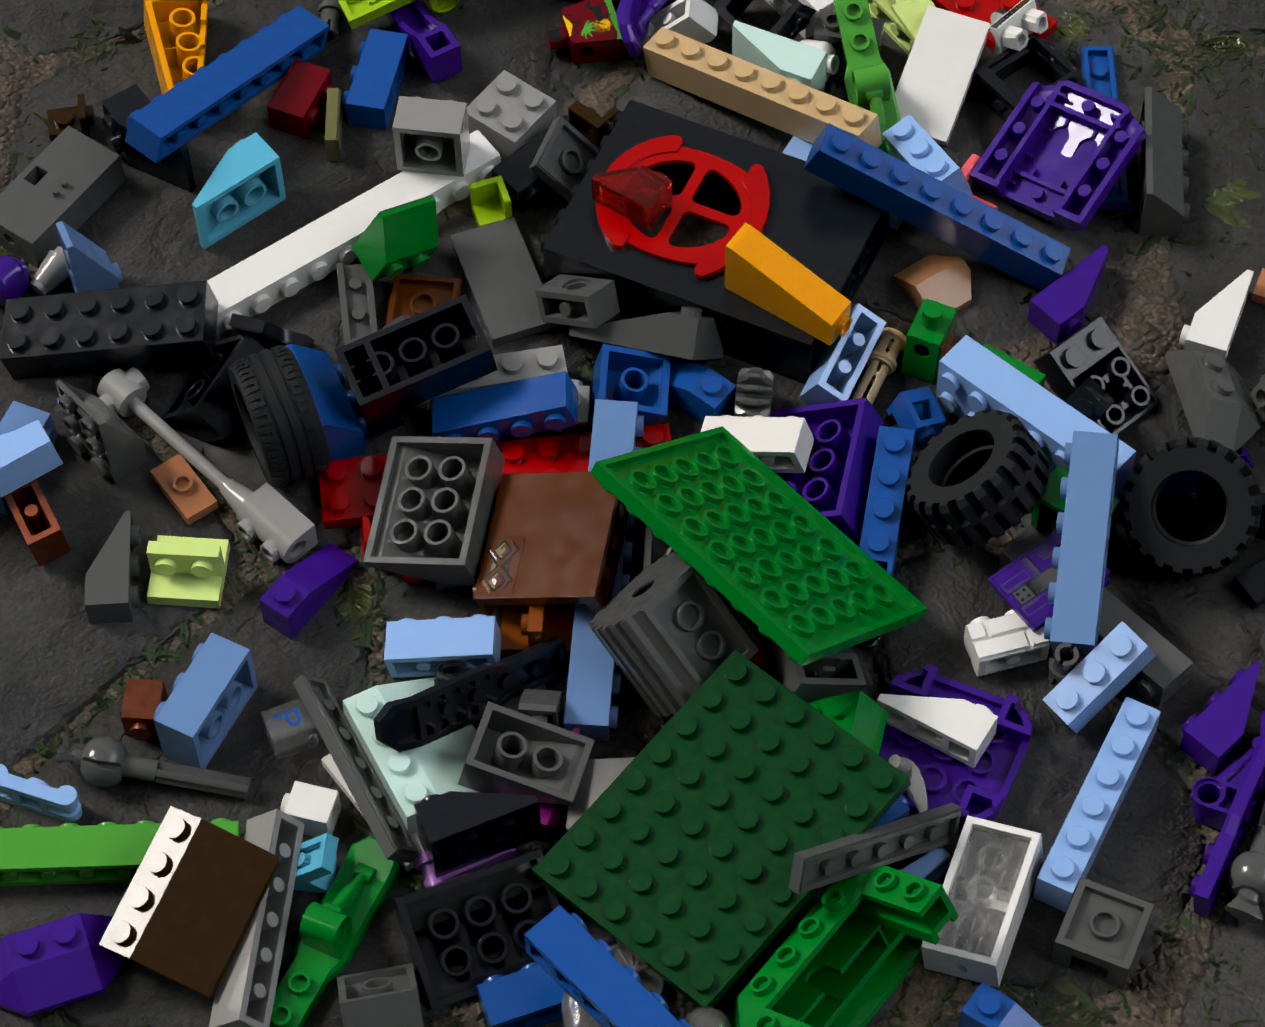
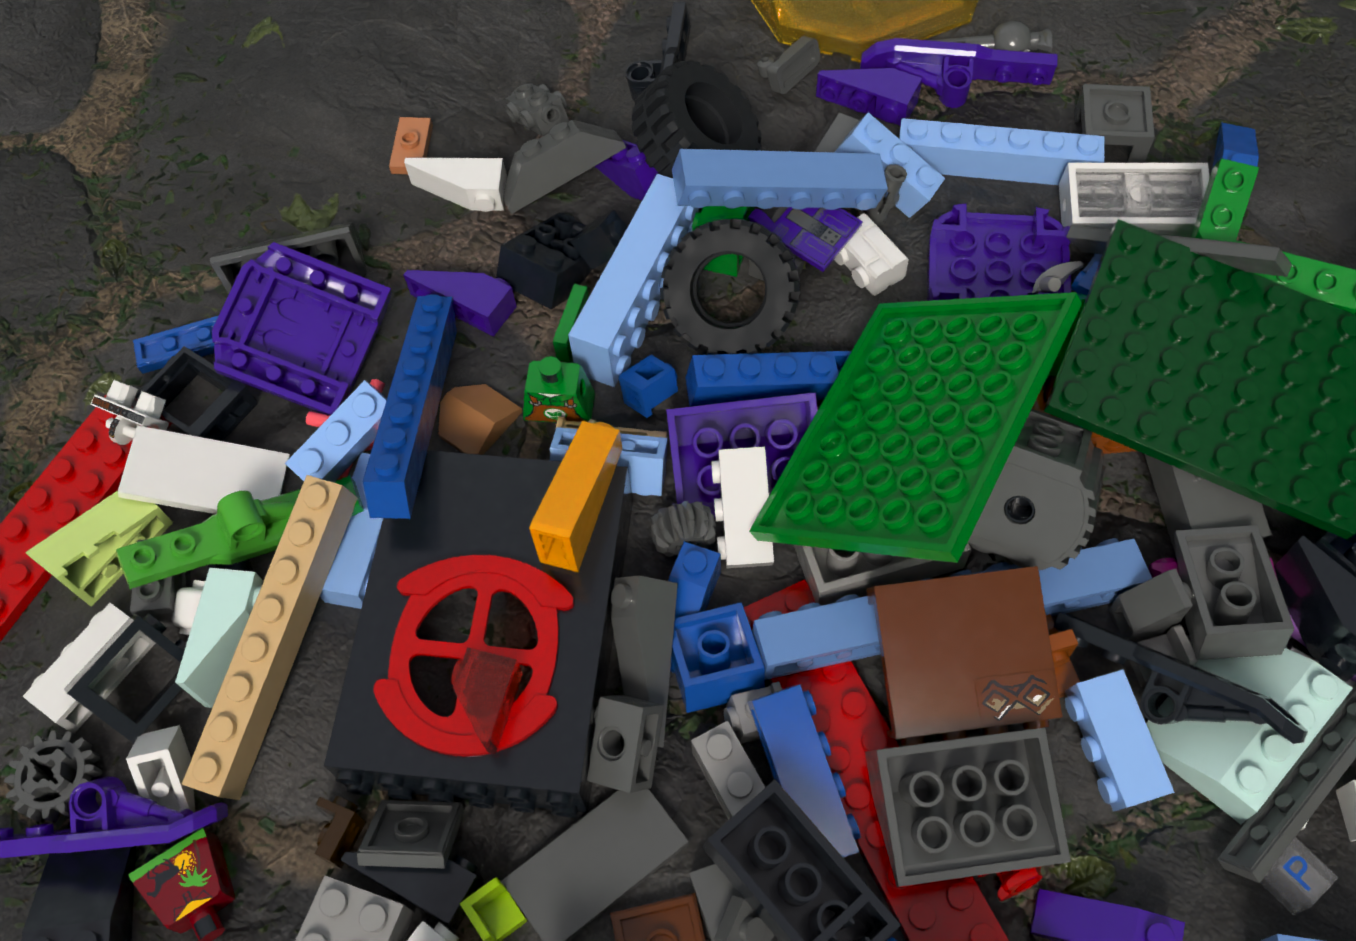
camera: 105 degrees left, 5 degrees up
(943, 723) = (988, 255): white slope -> none

